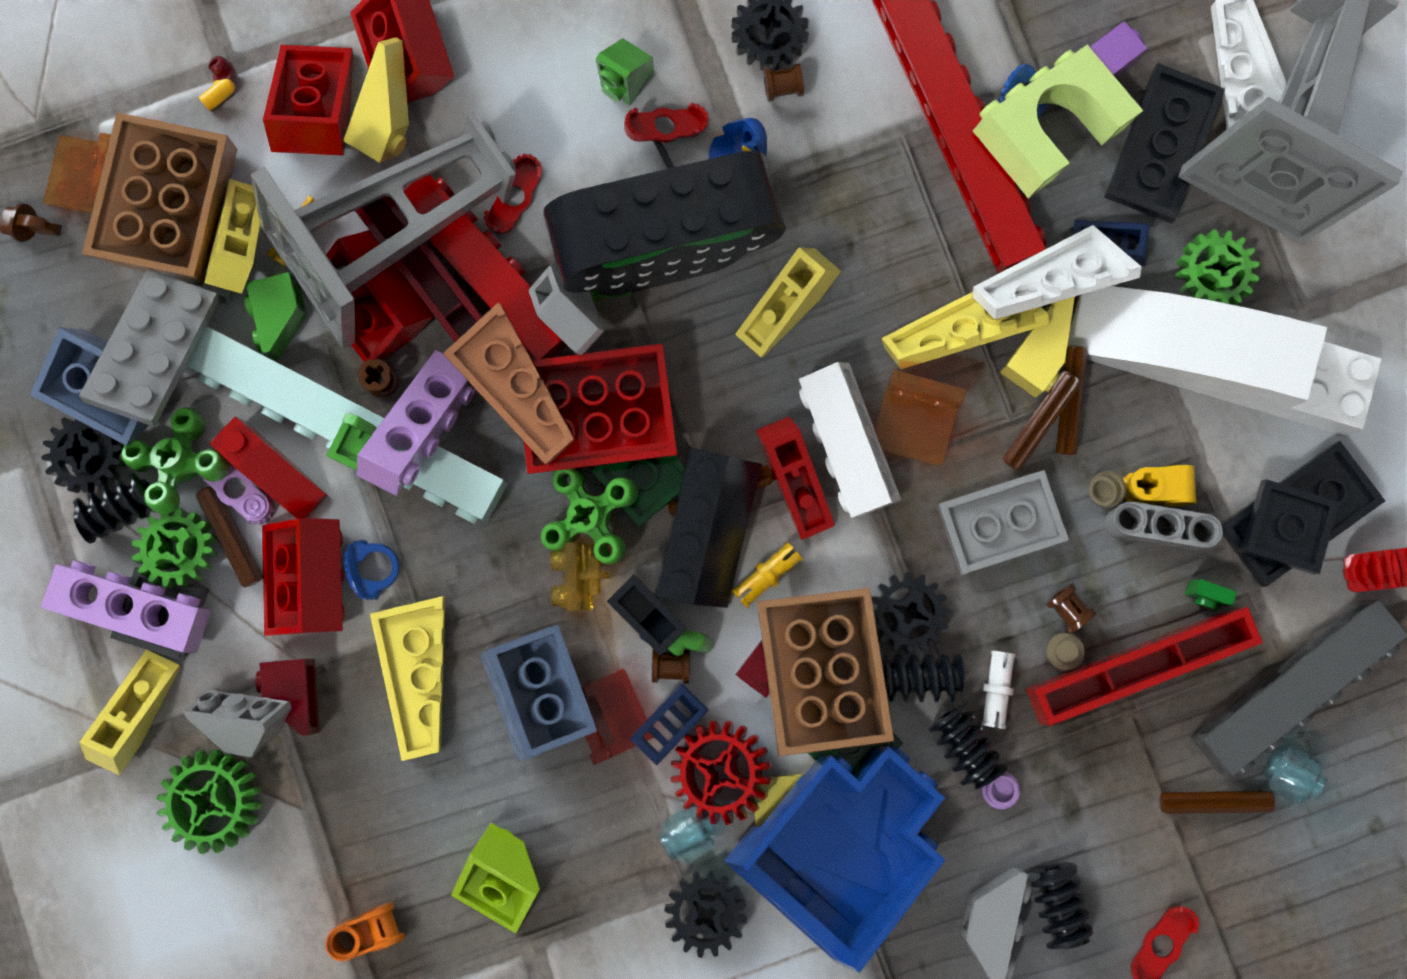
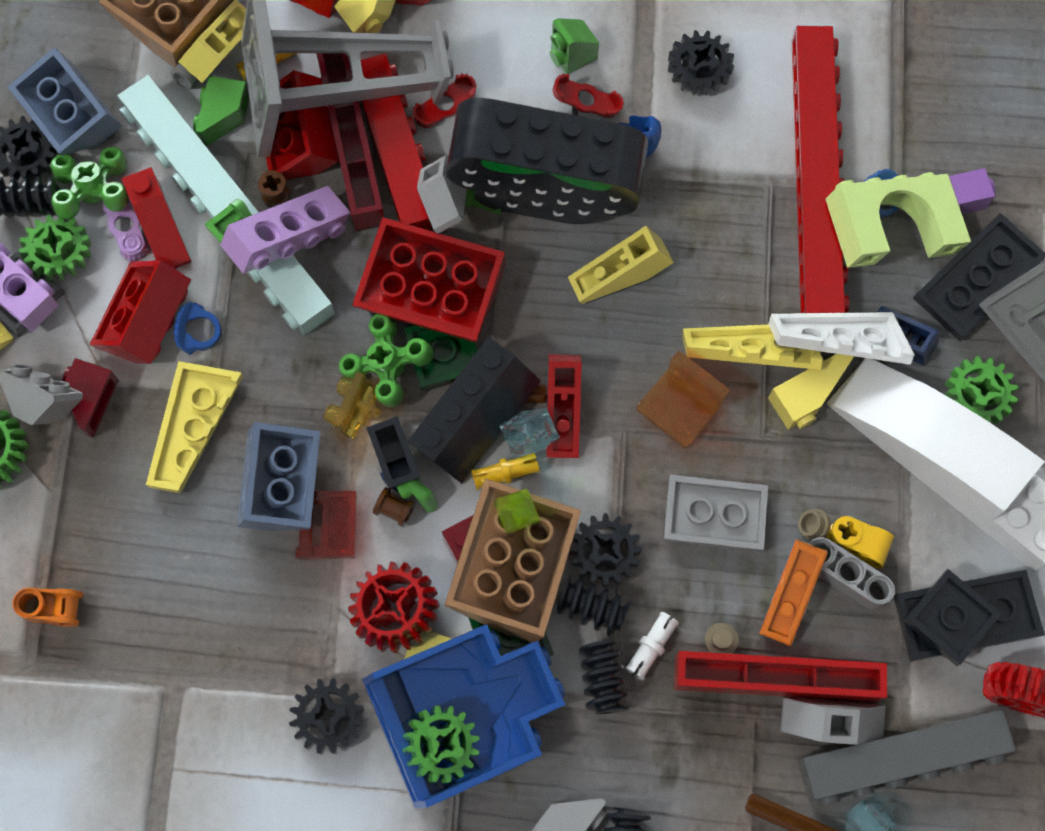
camera: 20 degrees right, 10 degrees down
(149, 348) = (113, 89): light grey plate -> none
(229, 537) = (100, 259): reddish brown axle -> none
(498, 878) = (173, 610): lime slope -> none
(504, 374) = (371, 225): nougat wing -> none
(687, 835) = (342, 646): clear light blue head -> none
(691, 702) = (396, 542): dark blue slope -> none
(775, 525) = (529, 431): none -> clear light blue brick
(783, 82) = (693, 105): reddish brown bush -> none
(806, 622) = (516, 511): none -> clear neon green tile
(836, 911) = (428, 734): none -> bright green gear
(848, 439) = (619, 393): white brick -> none
(1002, 792) = (617, 728): lavender plate -> none
(1041, 420) = (783, 445): reddish brown axle -> none
(1070, 416) = (815, 441): reddish brown axle -> none
(1071, 608) = (741, 606): reddish brown bush -> none
(1119, 571) = (793, 592): none -> orange tile
(1209, 594) = (862, 646): green plate -> none
(1214, 687) = (833, 720): none -> light grey slope

